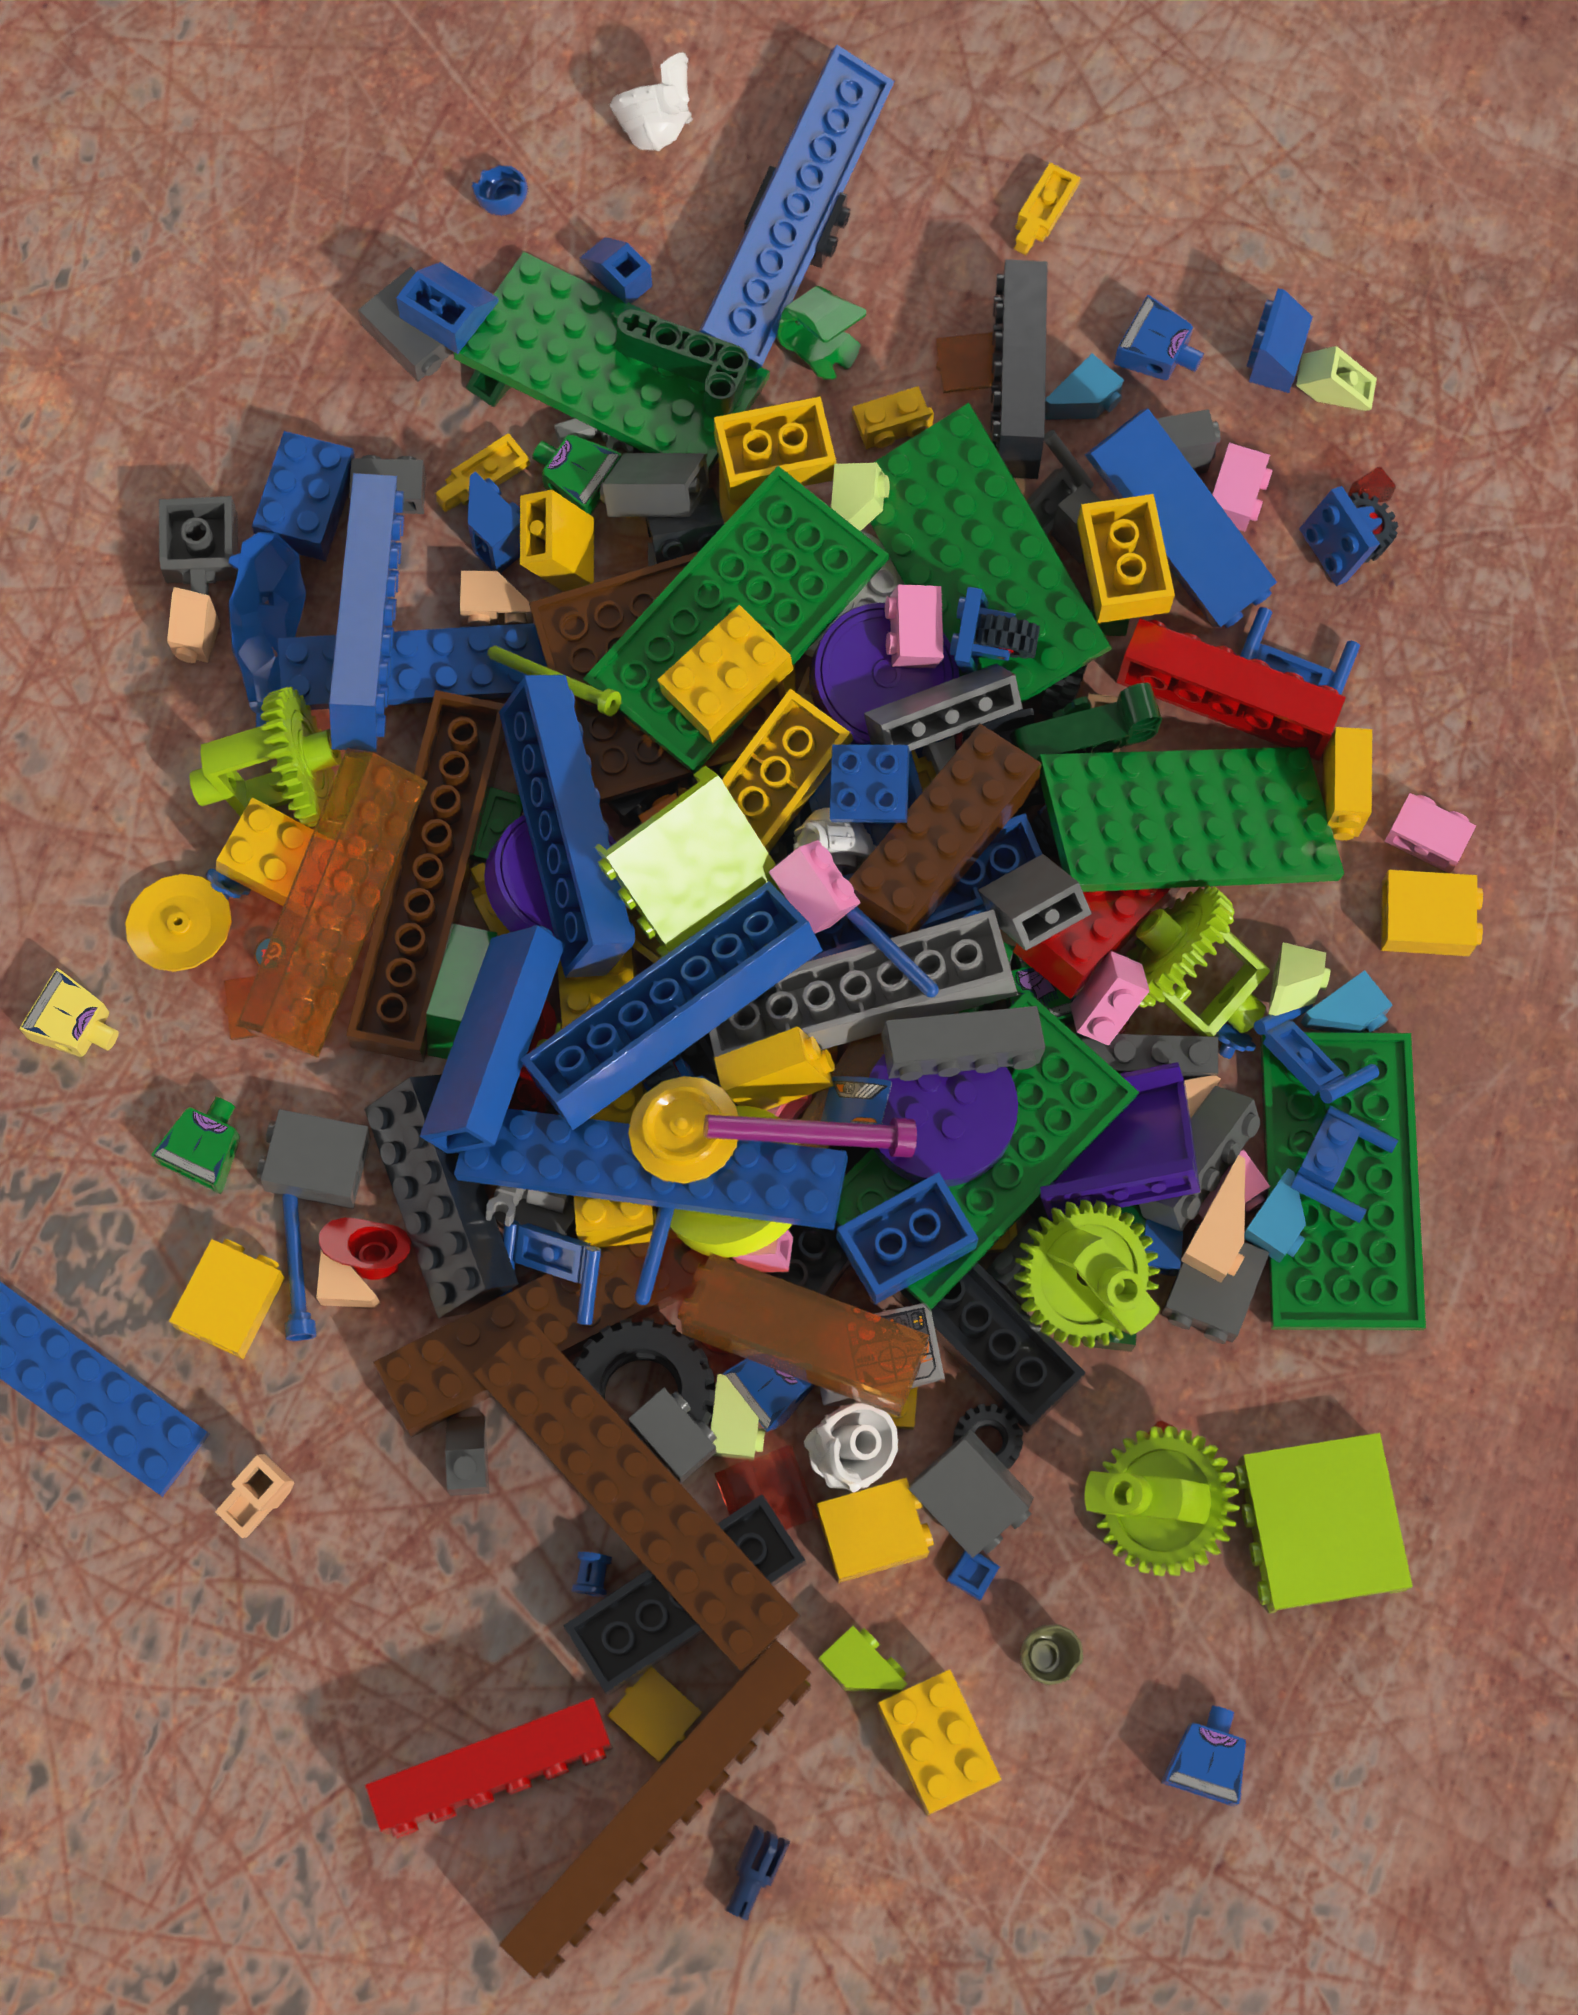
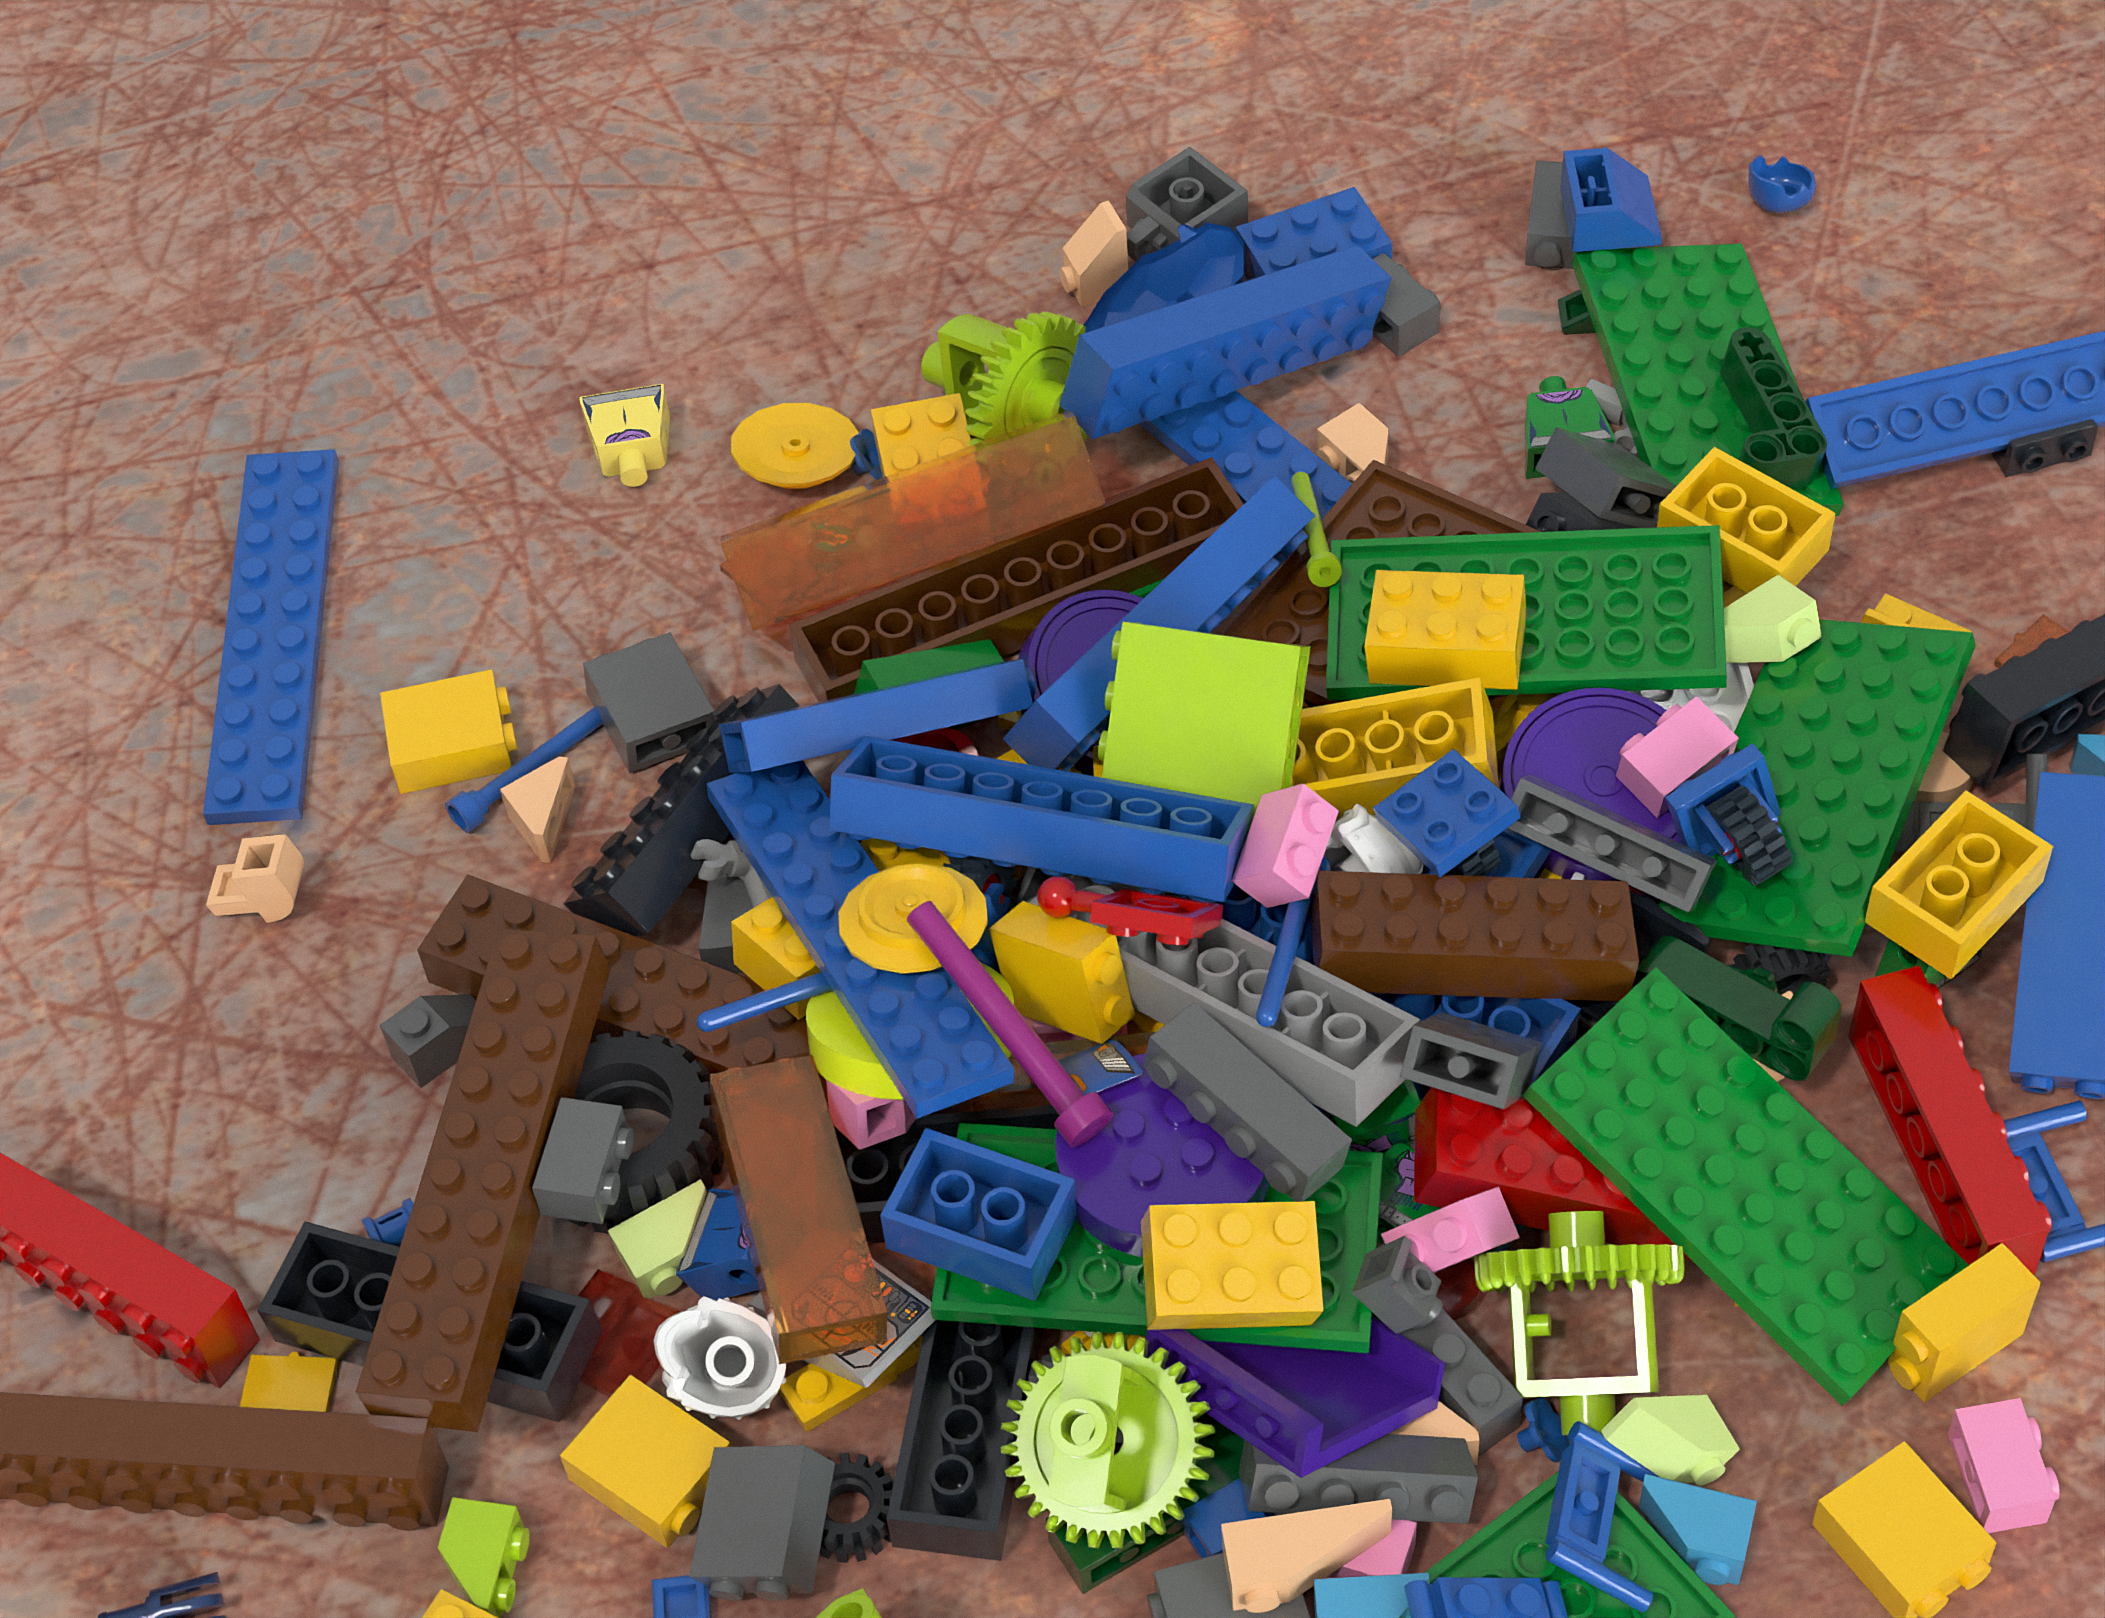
camera: 60 degrees right, 20 degrees down
(201, 1145) = (587, 610): green torso -> none
(365, 1245) = (589, 796): red piece -> none
(492, 524) = (1429, 393): blue slope -> none
(497, 462) = (1482, 363): yellow hinge -> none
(556, 540) = (1466, 439): yellow brick -> none
(557, 1256) = (701, 938): blue plate -> none
(619, 268) = (1806, 322): blue slope -> none
(656, 112) = (2002, 230): white head -> none
(795, 1002) = (1131, 911): none -> red plate
(820, 330) = (1920, 501): green piece -> none
(1055, 1130) = (1231, 1265): none -> yellow brick
(1129, 1045) = (1398, 1286): none -> dark grey brick

